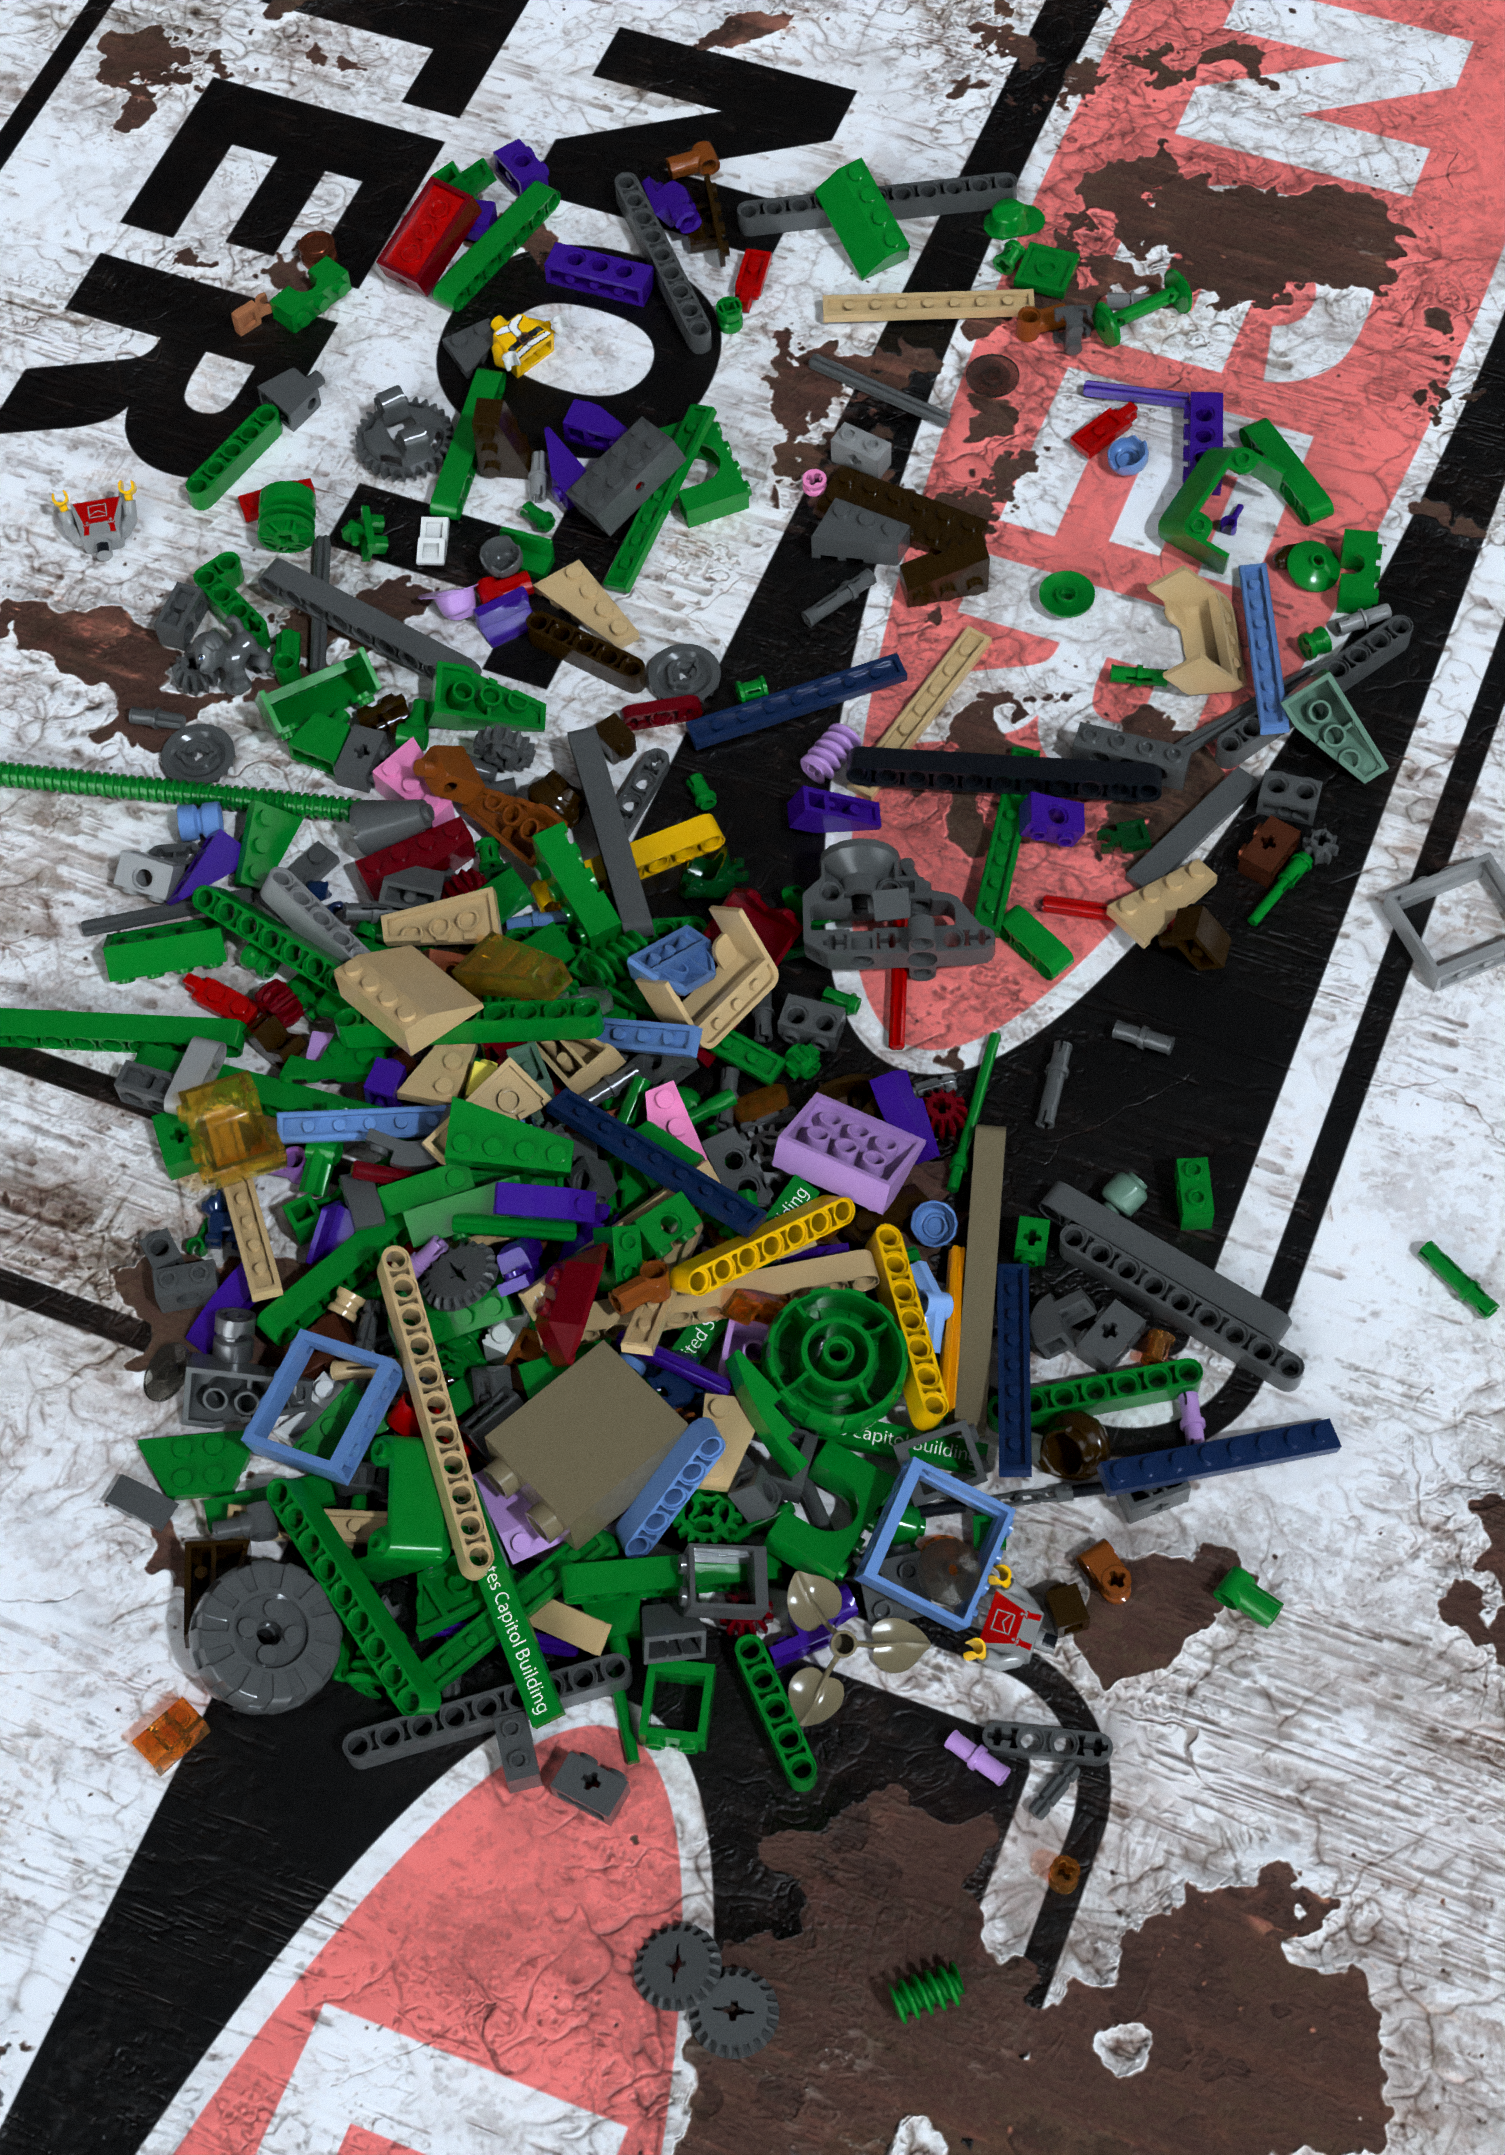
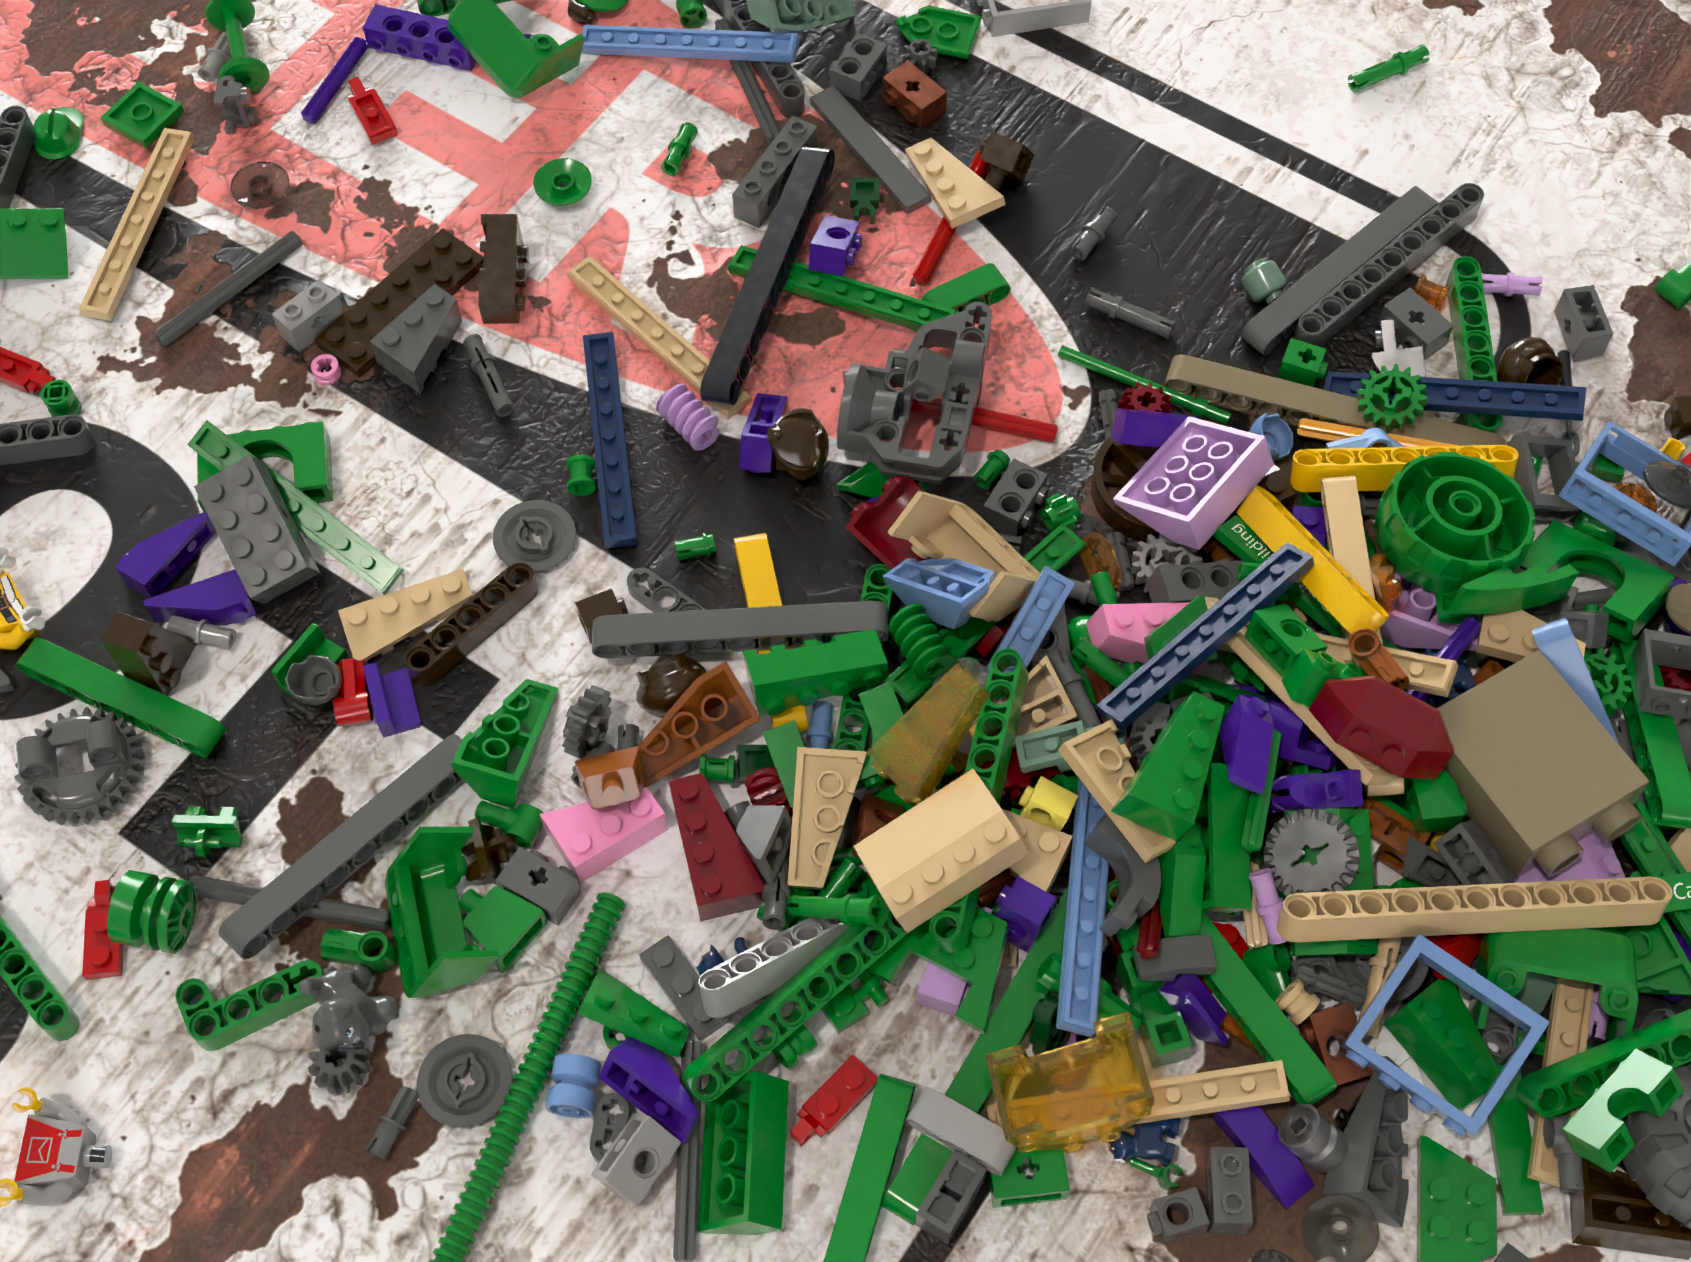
camera: 80 degrees left, 0 degrees up
(181, 616) = (252, 1065): dark grey brick -> none
(251, 1523) = (1636, 1085): none -> arch
(273, 1040) = (917, 1041): dark brown brick -> none
(280, 1000) = (867, 1027): dark red gear -> none
(359, 942) = (848, 909): none -> green pin
(388, 822) = (656, 855): dark grey cone -> none
(433, 541) = (246, 762): white slope -> none
(454, 603) = (346, 749): lavender piece -> none
(543, 520) = (259, 642): green pin -> none
(675, 710) = (580, 563): dark red beam -> none
(711, 877) = (813, 554): dark green helmet -> none
(810, 833) = (799, 443): none -> dark brown helmet
(990, 1309) = (1407, 401): none -> green gear
(1009, 257) = (110, 140): green bush -> none
(1034, 321) = (207, 132): dark orange piece -> none
(1103, 1568) = (1655, 377): dark orange piece -> none
(1128, 456) = (413, 96): medium blue hair -> none
(1194, 1193) = (1274, 228): green brick -> none
(1207, 632) = (657, 88): tan windscreen -> none
(1218, 1457) = (1564, 263): dark blue plate -> none
(1299, 864) = (957, 101): green pin -> none
(1367, 861) = (946, 29): none -> green tile

